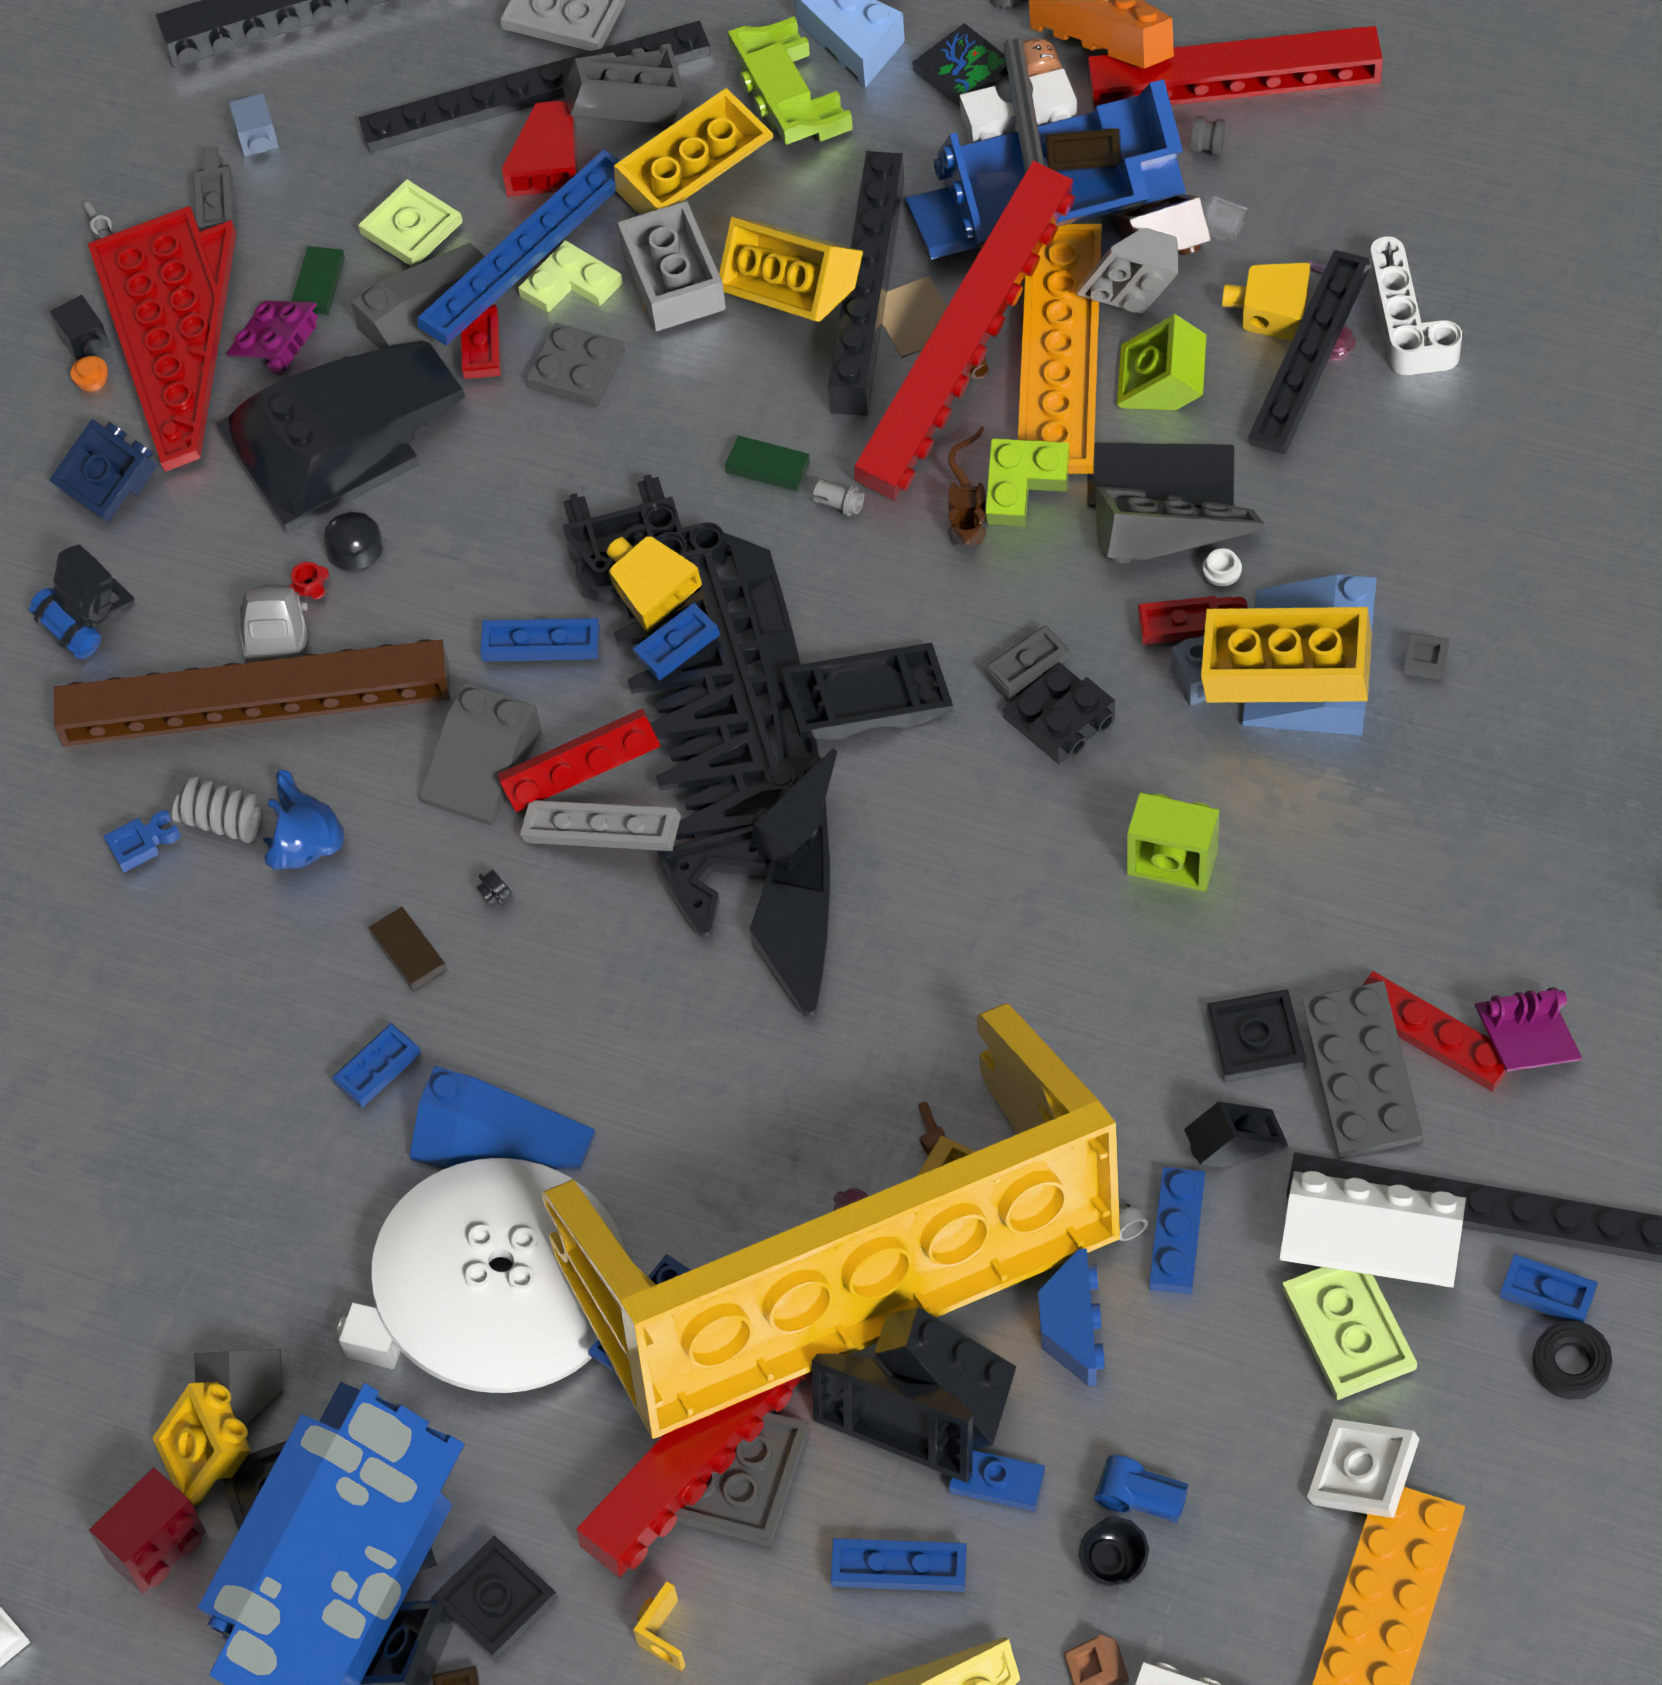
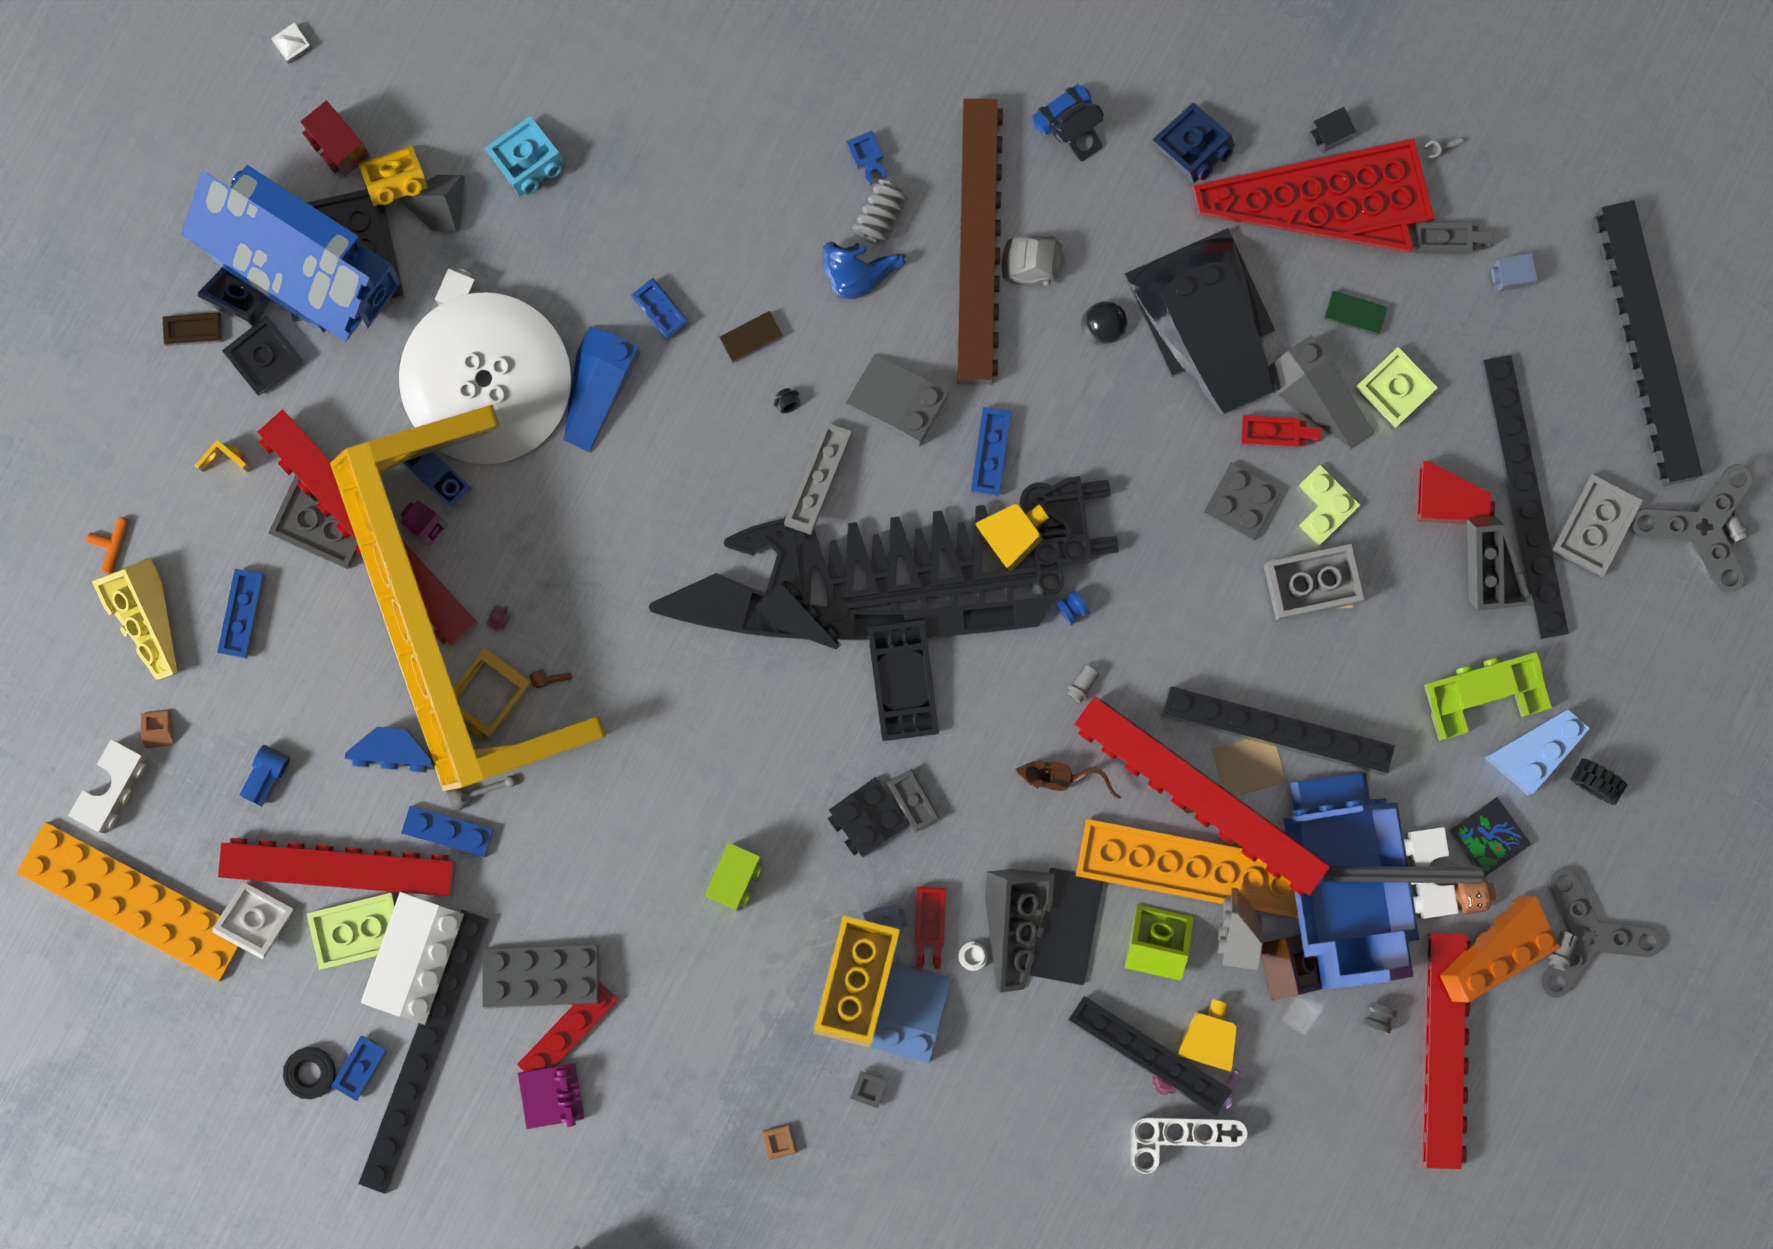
camera: 90 degrees right, 25 degrees up
(89, 373) = (1293, 135): orange plate -> none
(162, 1270) = (525, 156): none -> medium azure plate
(276, 333) = (1307, 275): magenta hinge -> none
(309, 572) = (1073, 280): red plate -> none
(520, 250) = (1350, 473): blue plate -> none
(579, 760) = (872, 468): red plate -> none
(676, 641) = (958, 547): blue plate -> none
(689, 154) = (1415, 610): yellow slope -> none
(739, 517) = (1072, 607): none -> blue wheel
(767, 463) = (1125, 635): dark green tile -> none
(787, 268) = (1288, 669): yellow slope -> none
(893, 1414) = (333, 622): black slope -> none
(931, 1352) = (351, 662): black wedge -> none
(1002, 1481) = (291, 685): blue plate -> none
(1022, 467) = (1072, 817): lime brick -> none
(1084, 150) = (1371, 915): dark brown tile -> none
(1113, 1552) = (222, 750): black hair -> none
(1234, 1134) = (505, 882): black slope -> none
(1256, 1035) = (584, 910): black tile -> none
(1263, 1368) = (337, 869): none -> red brick
(1522, 753) = (779, 1142): none -> medium nougat tile

